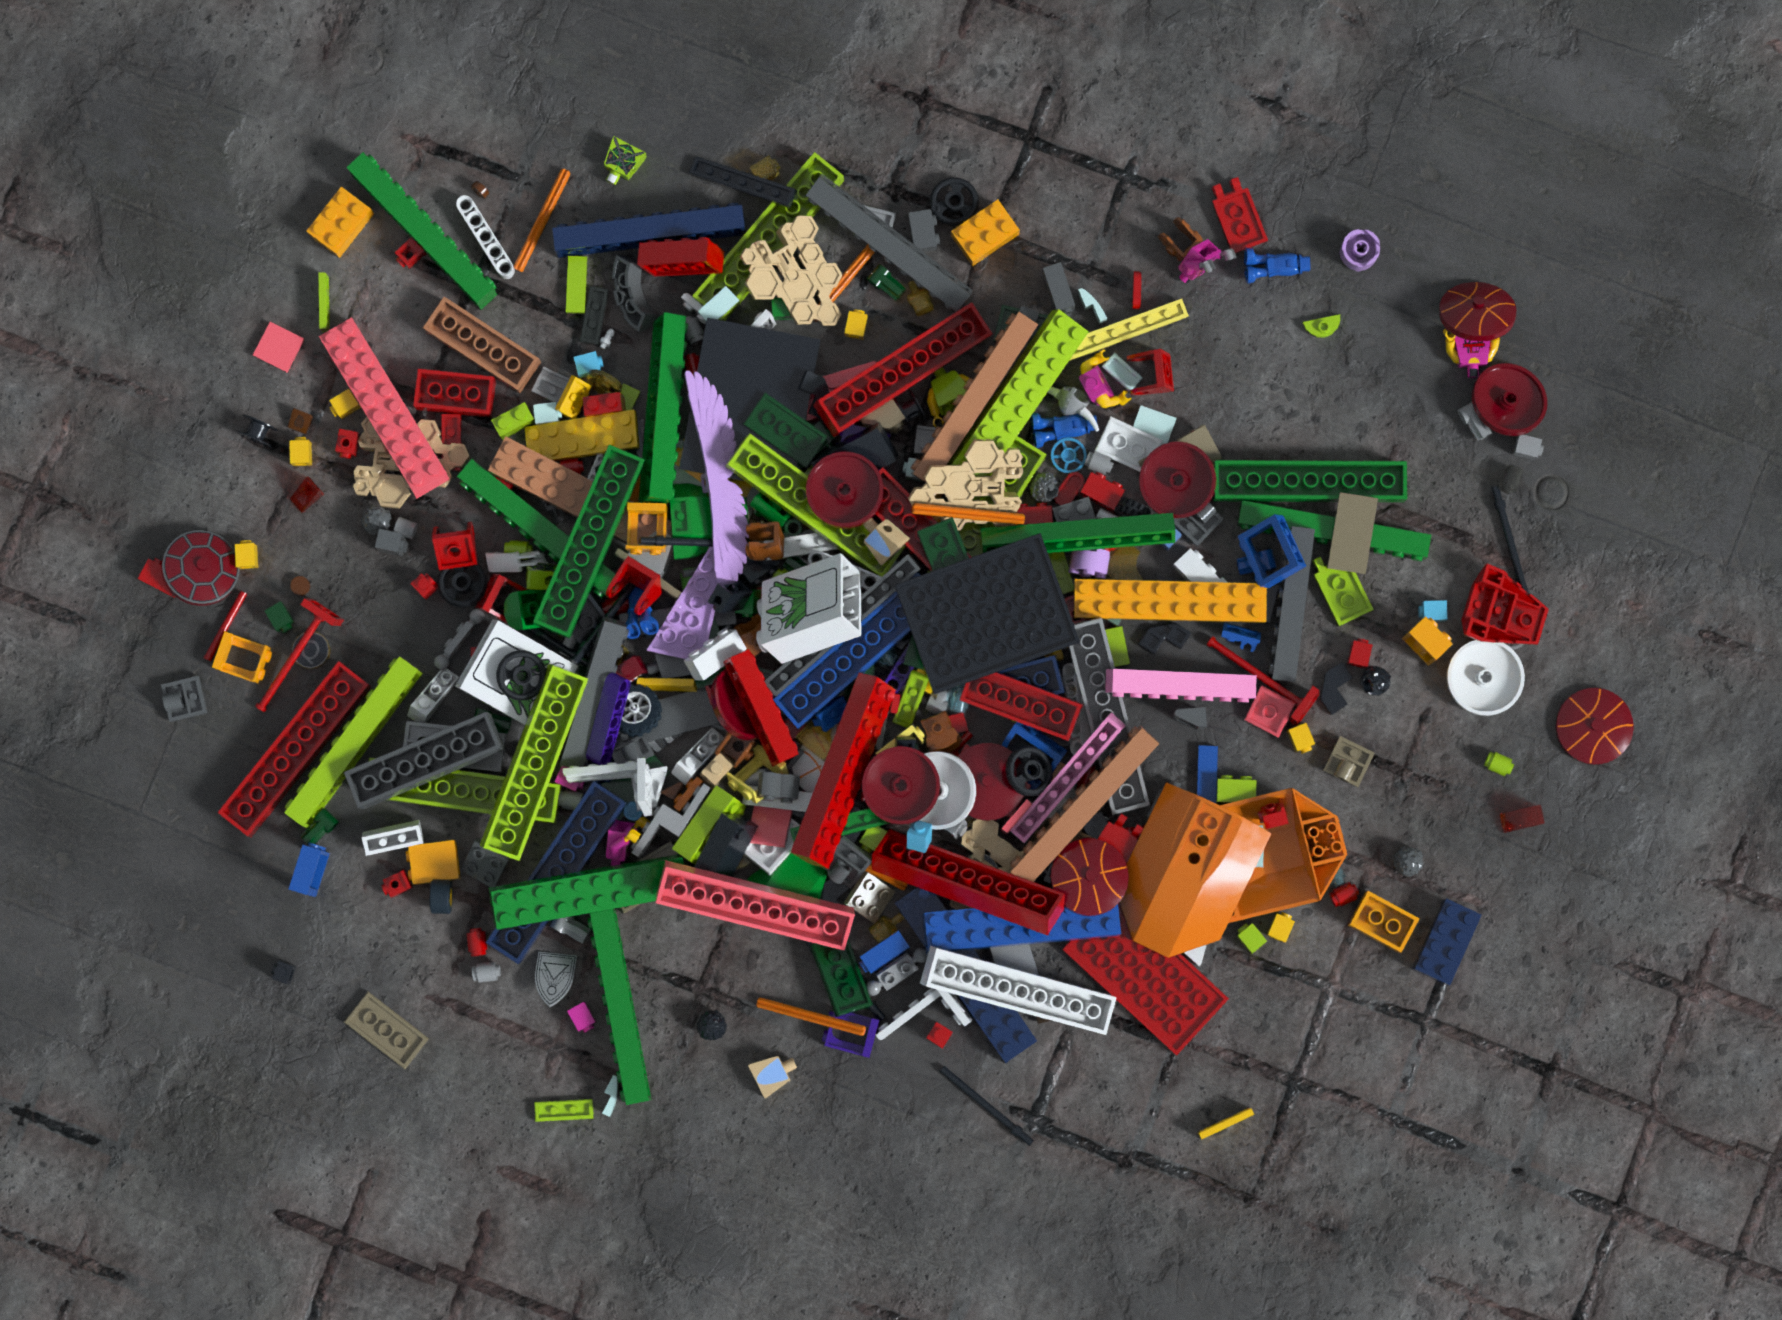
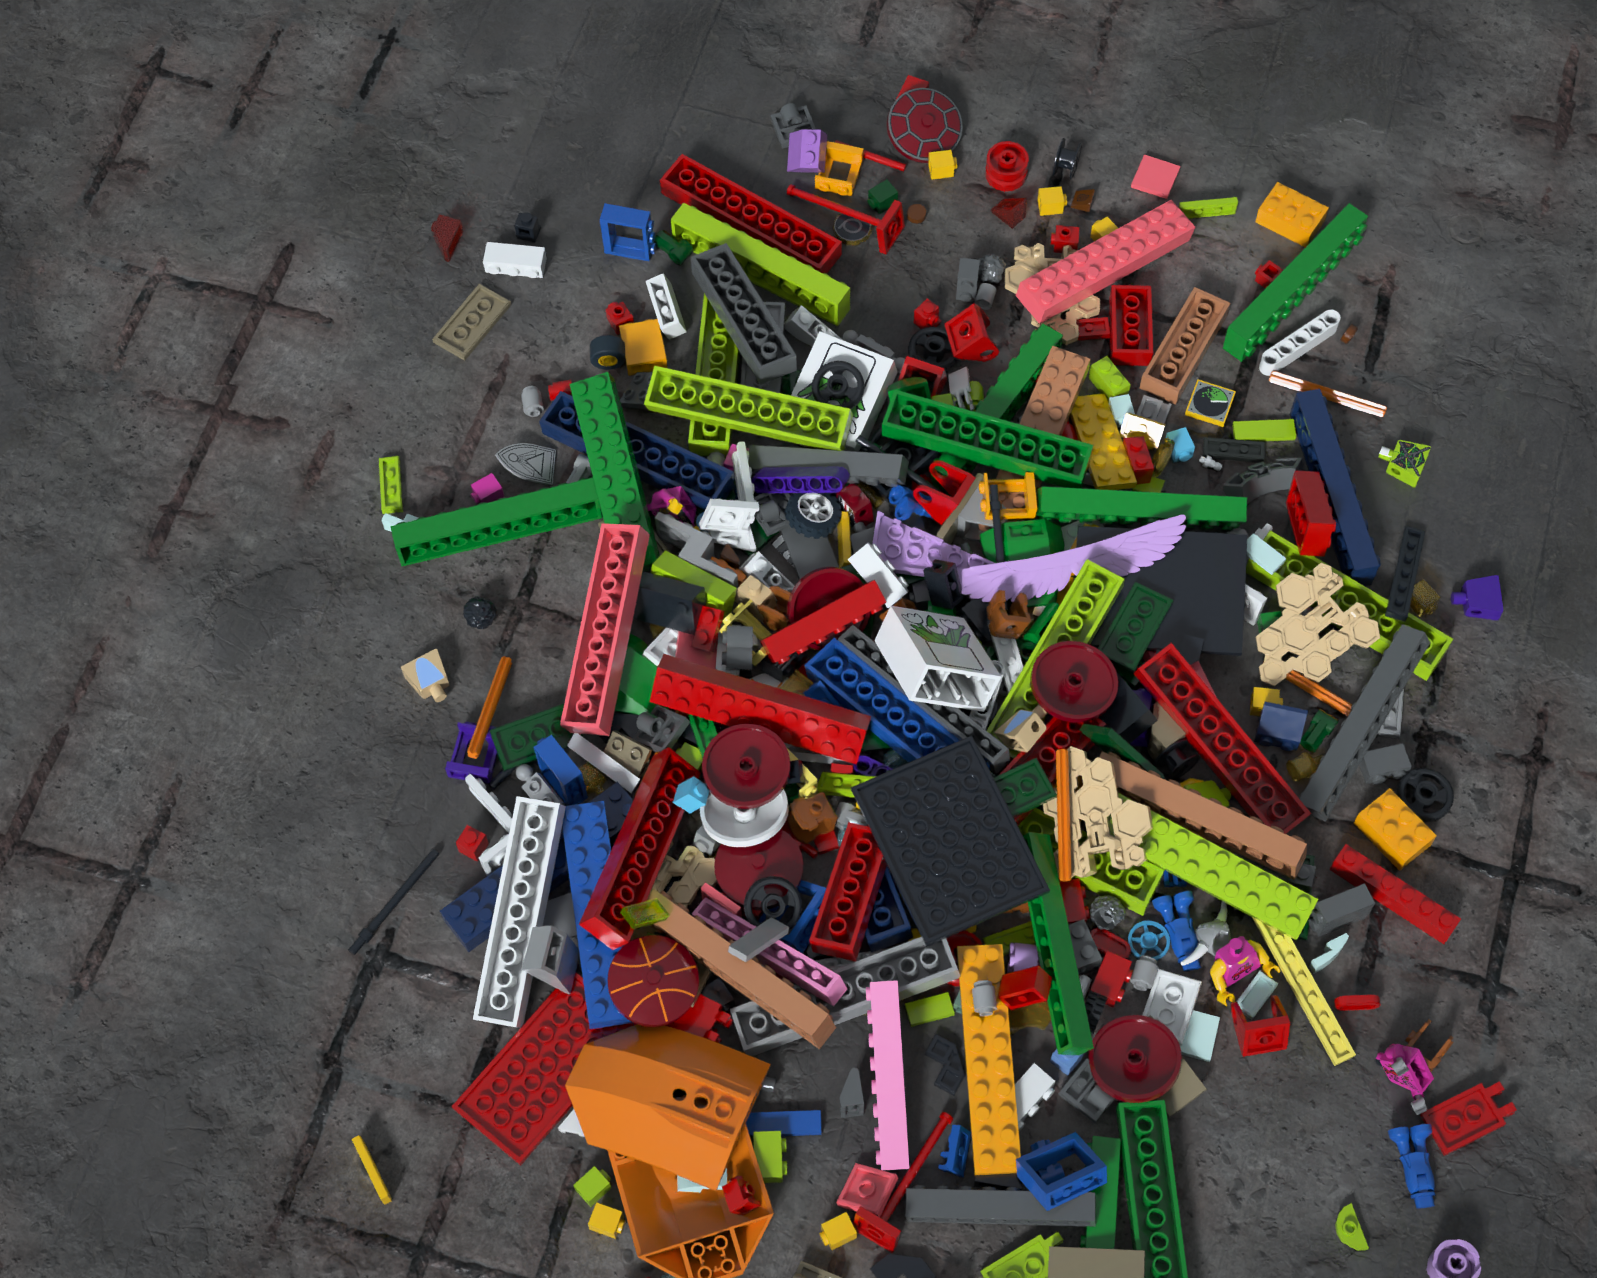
camera: 85 degrees right, 20 degrees down
(223, 688) = (807, 151): none -> medium lavender slope
(245, 490) = (1006, 166): none -> red wheel
(284, 1054) = (447, 234): none -> clear red slope
(321, 986) = (514, 260): none -> white brick
(542, 330) = (1210, 403): none -> tile
(754, 813) = (708, 628): none -> red plate
(768, 119) = (1480, 598): none -> dark purple torso
(873, 915) = (603, 762): none -> white sticker
(884, 316) = (1280, 726): none -> dark blue slope
(911, 456) = (1112, 742): none -> dark green tile
(1038, 879) = (644, 913): none -> clear neon green tile
(1043, 242) = (1395, 894): none -> red brick
(1062, 964) = (552, 957): none -> light grey slope
(1066, 783) = (758, 939): none -> light grey tile
(1118, 563) = (1024, 987): none -> red brick
(1125, 598) = (984, 998): none -> light grey brick

